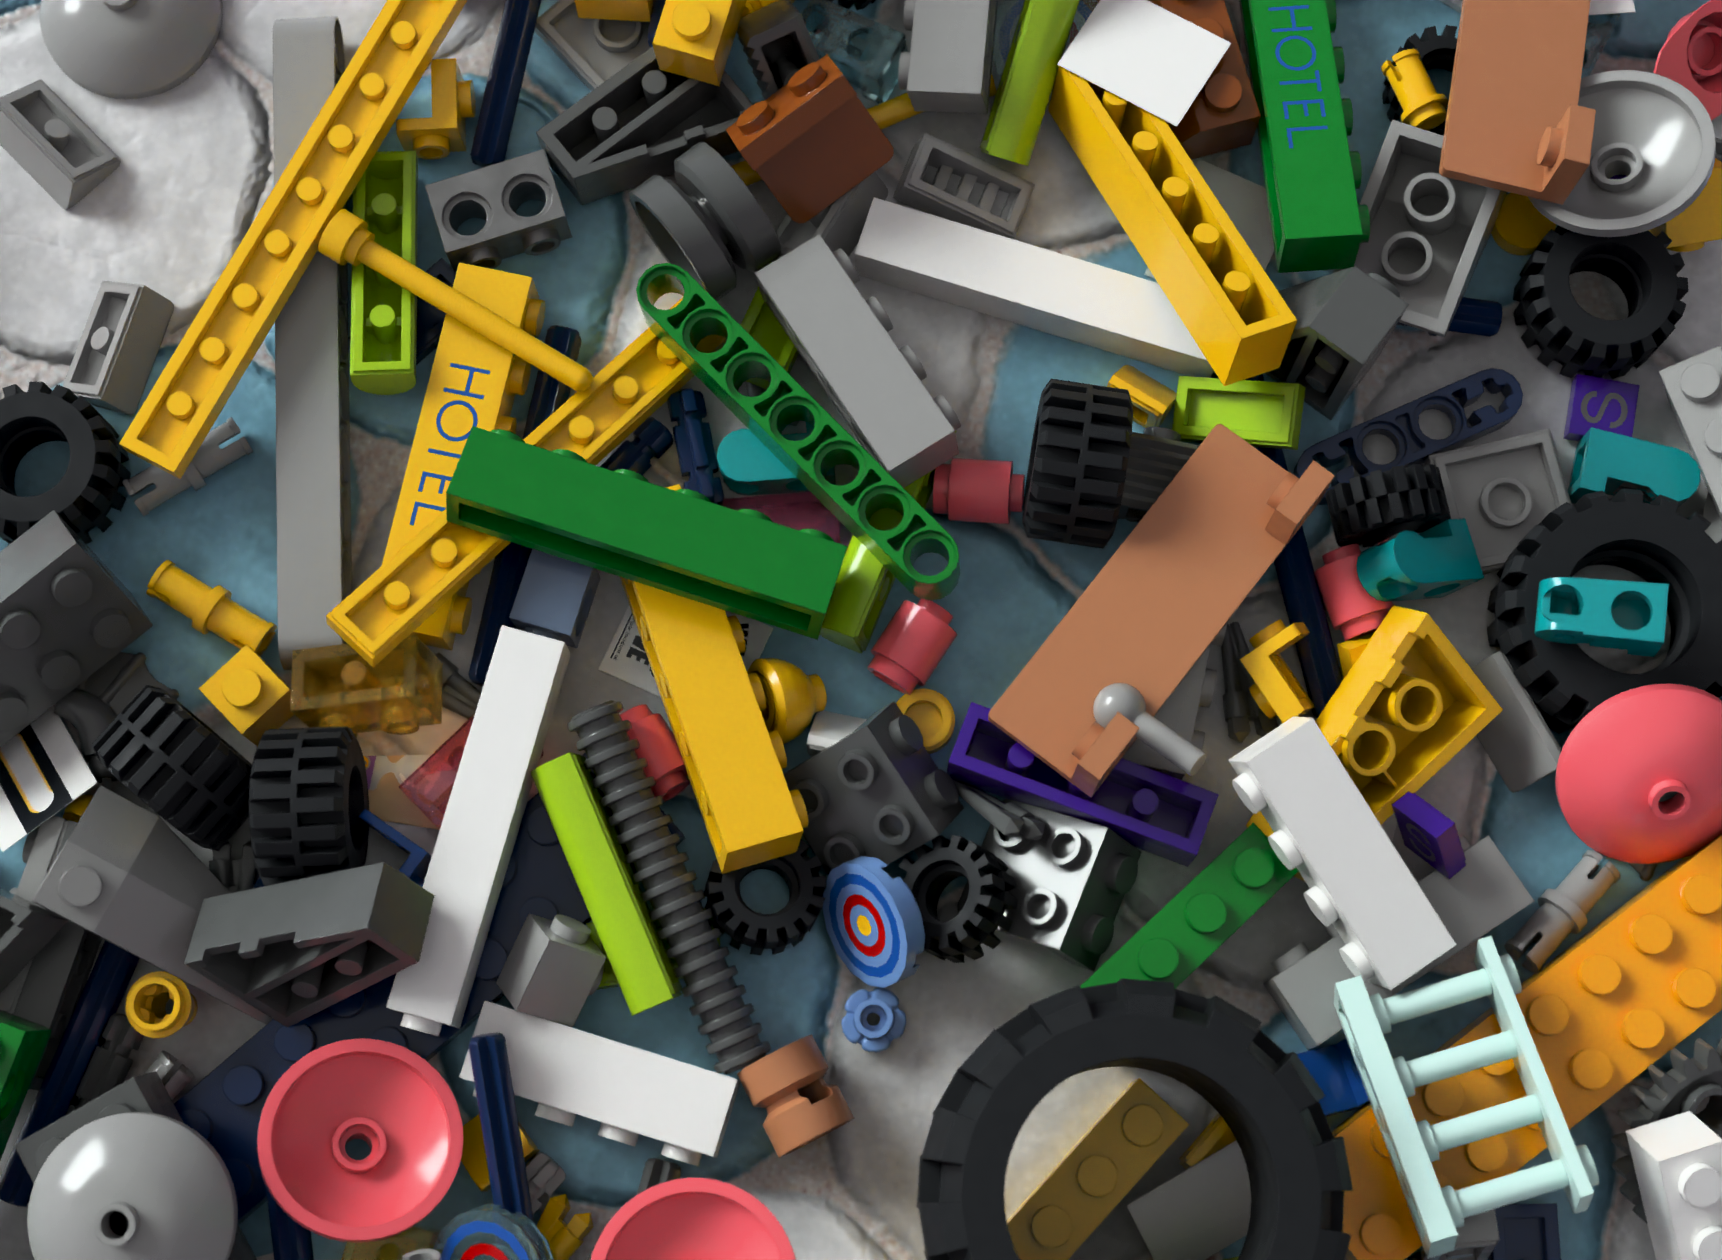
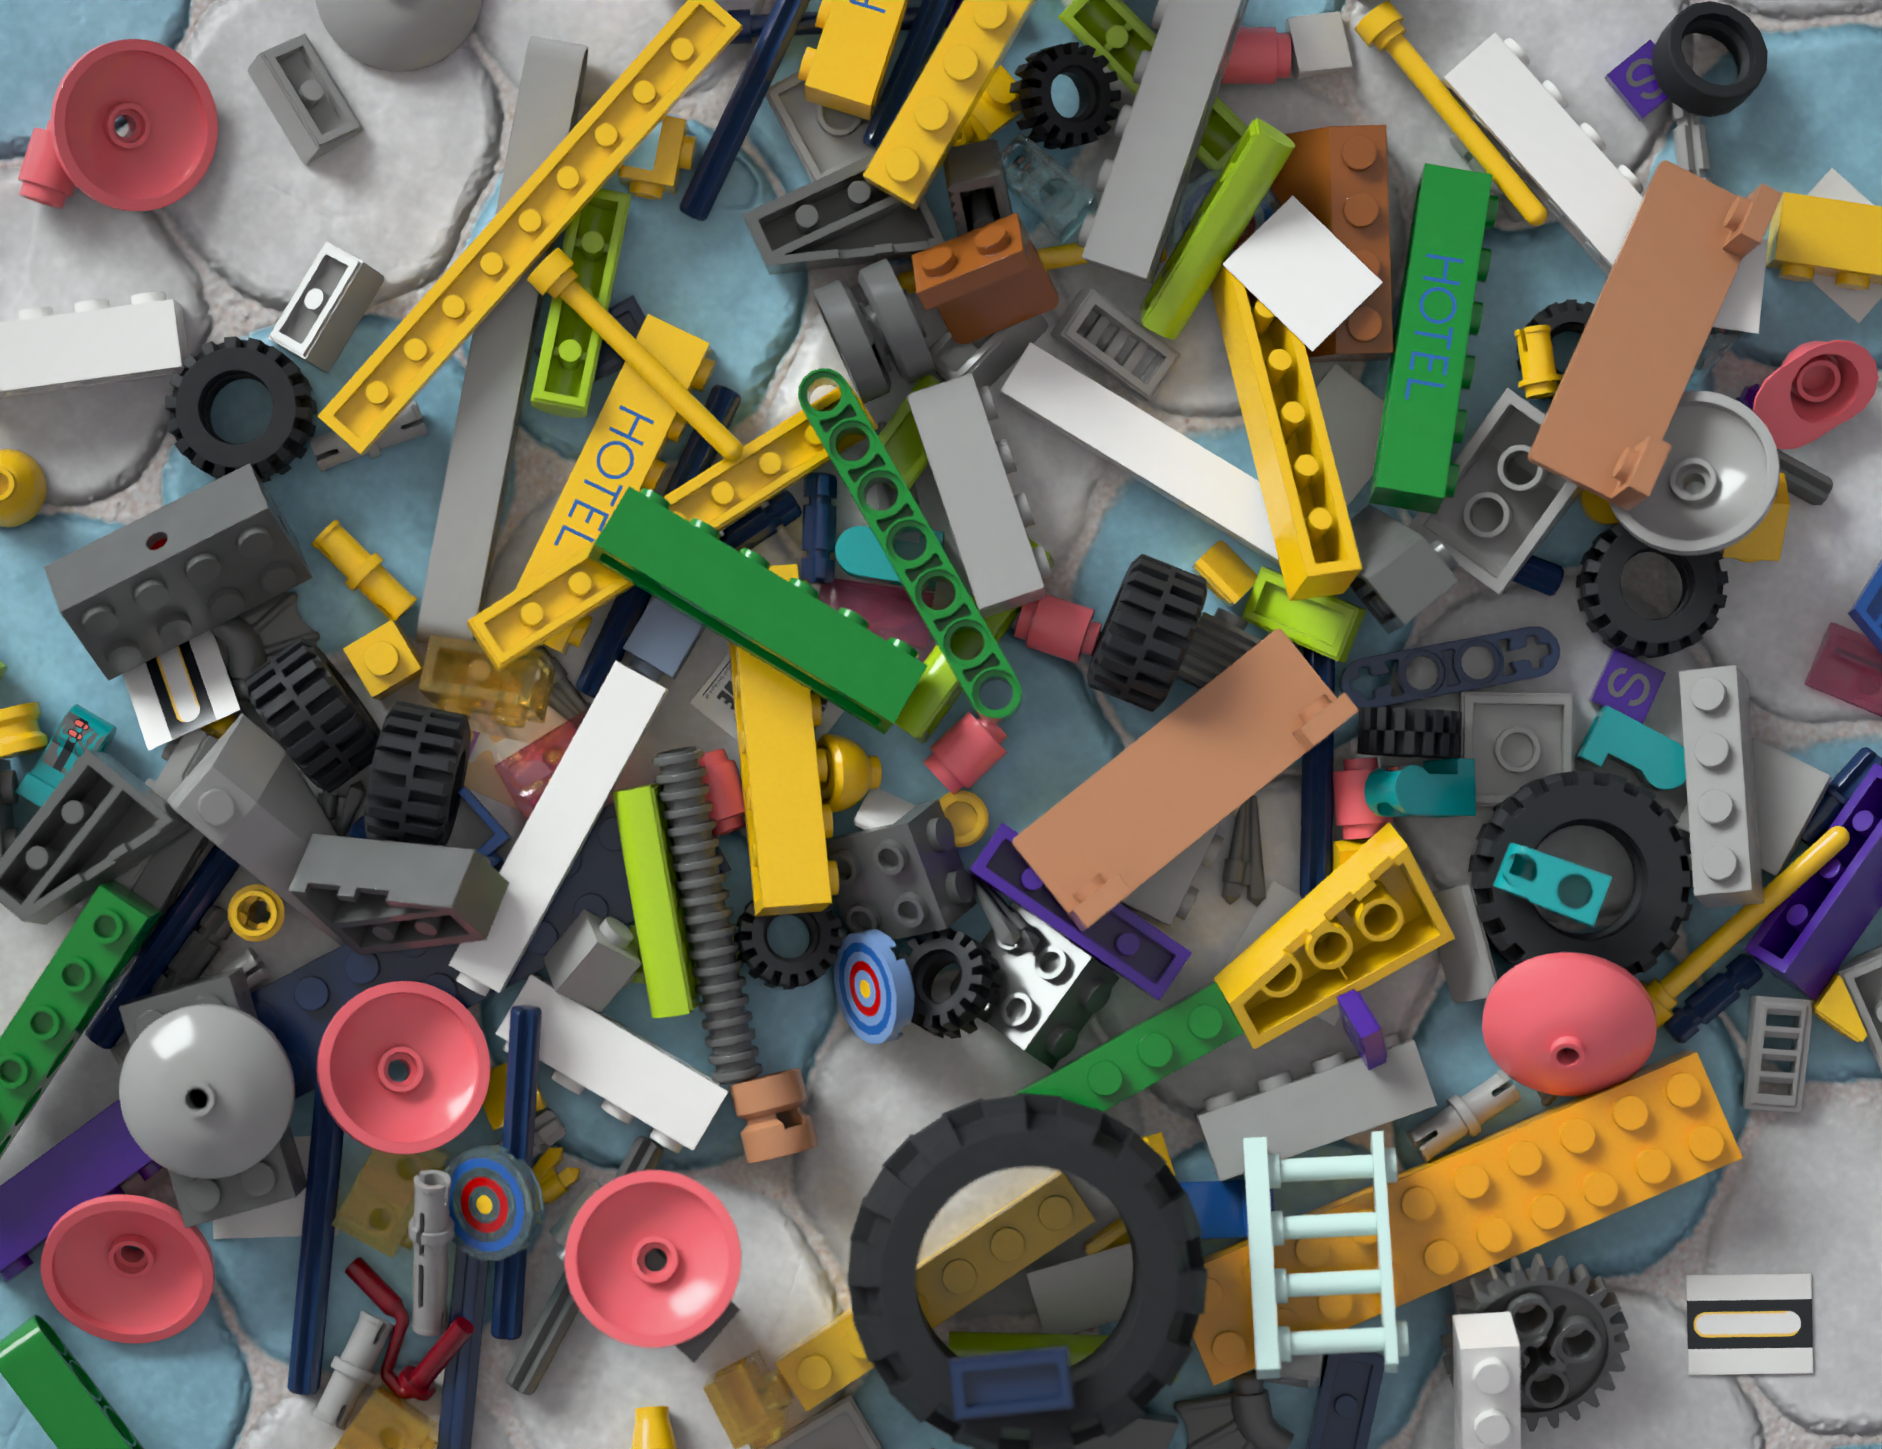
camera: 10 degrees right, 10 degrees up
(495, 196) = (693, 253): flat silver brick -> none
(876, 1037) = (839, 1065): medium blue plate -> none
(1162, 739) = (1131, 864): light grey bar -> none
(1275, 685) = (1270, 860): yellow bracket -> none
(1340, 852) = (1277, 1029): white brick -> none

